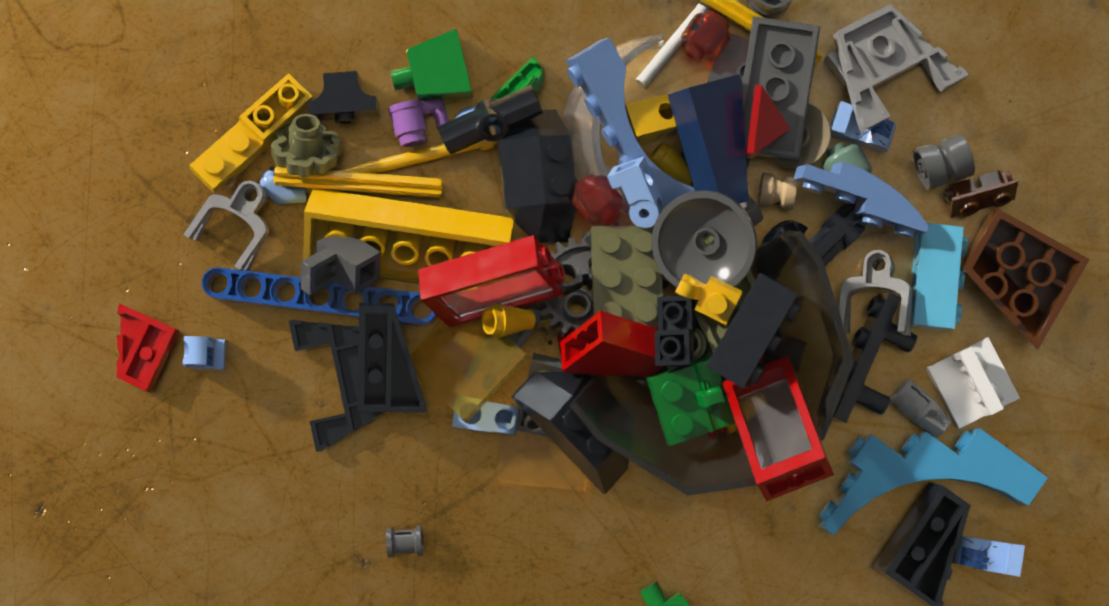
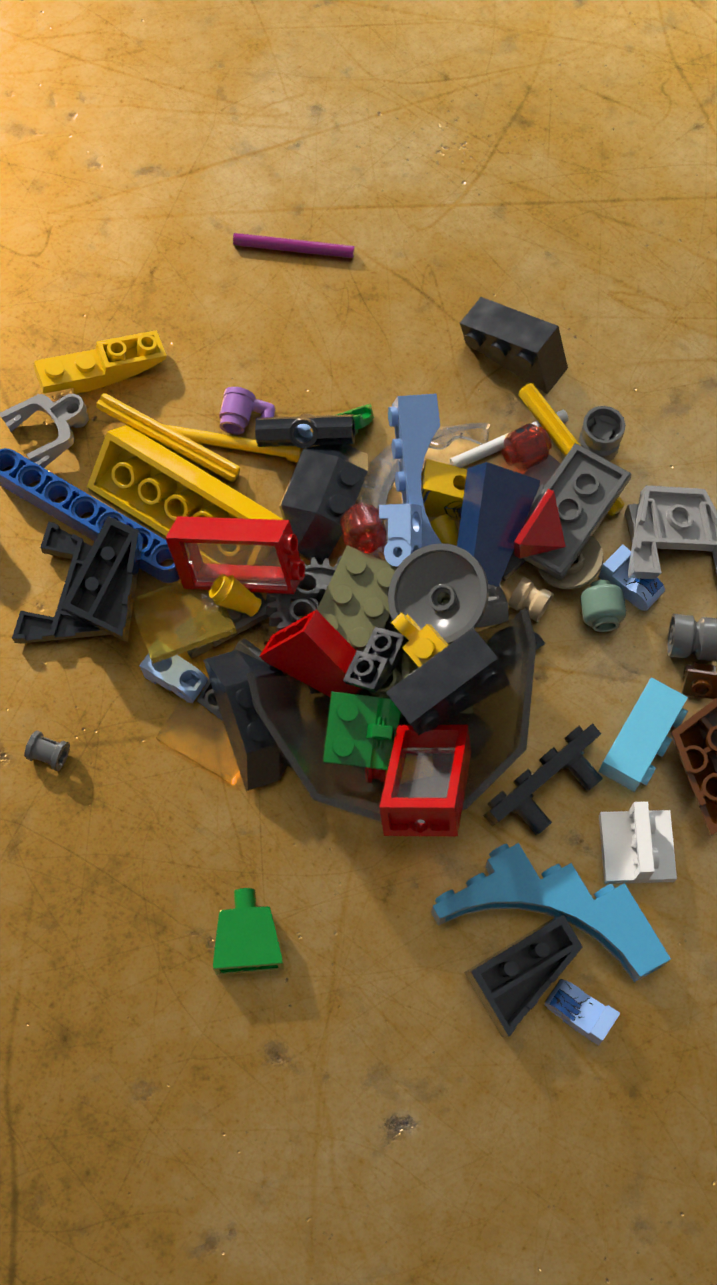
camera: 25 degrees right, 15 degrees down
(282, 194) = (98, 419): light blue arm -> none
(306, 147) = (139, 388): olive plant -> none
(340, 260) = (116, 486): dark grey brick -> none
(343, 99) = (190, 369): black brick -> none
(435, 69) = (281, 378): green torso -> none
(837, 233) = (579, 655): black piece -> none
(874, 198) = (616, 636): medium blue slope -> none
(877, 280) = (591, 706): light grey piece -> none
(920, 408) = (577, 845): light grey hinge -> none

